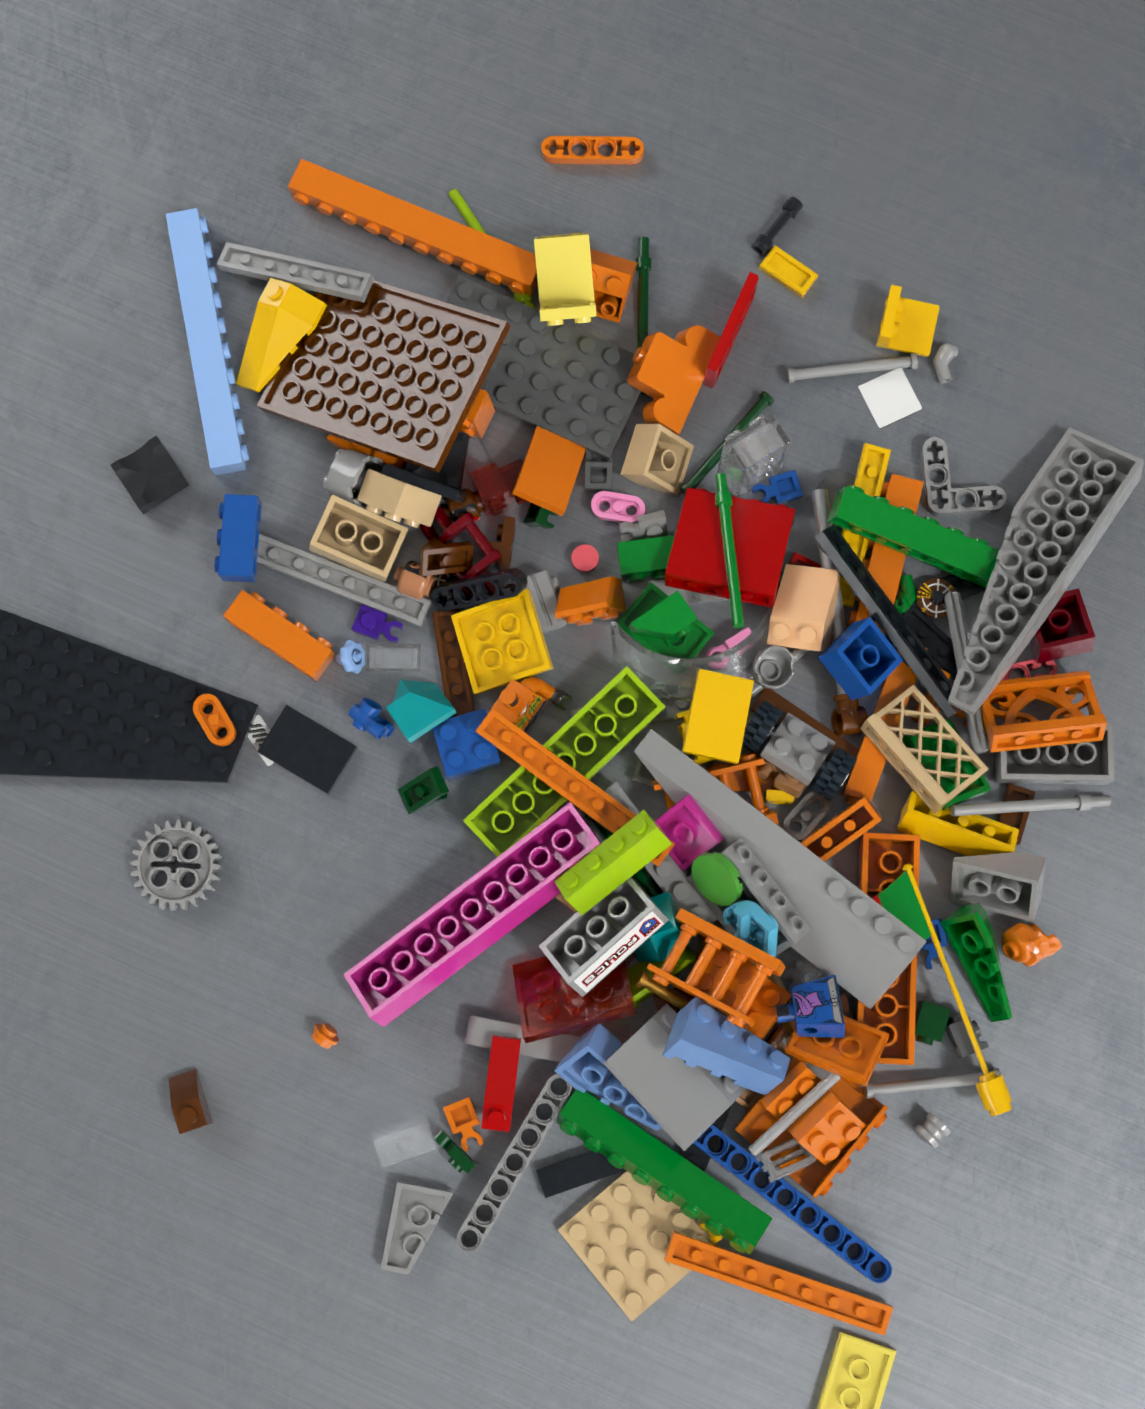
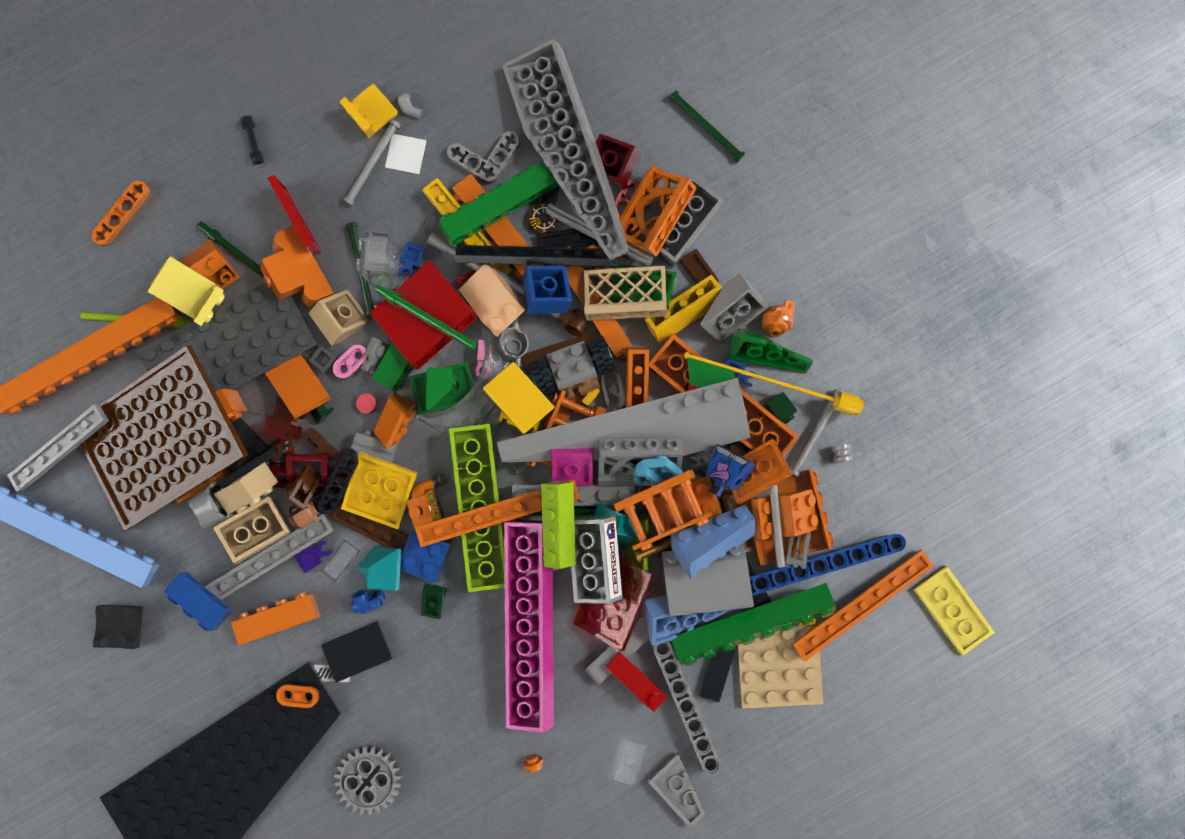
camera: 55 degrees left, 5 degrees up
(279, 323) = (84, 482): yellow wedge -> none
(351, 657) = (321, 585): light blue piece -> none
(459, 1158) = (660, 736): dark green plate -> none
(461, 1119) = (639, 717): orange plate -> none
(717, 878) = (612, 470): bright green tile -> none
(788, 271) = (285, 154): yellow tile -> none
(907, 595) = (529, 234): green arm -> none
(959, 1036) = (801, 397): dark grey brick -> none
(1079, 802) = (721, 227): light grey bar -> none

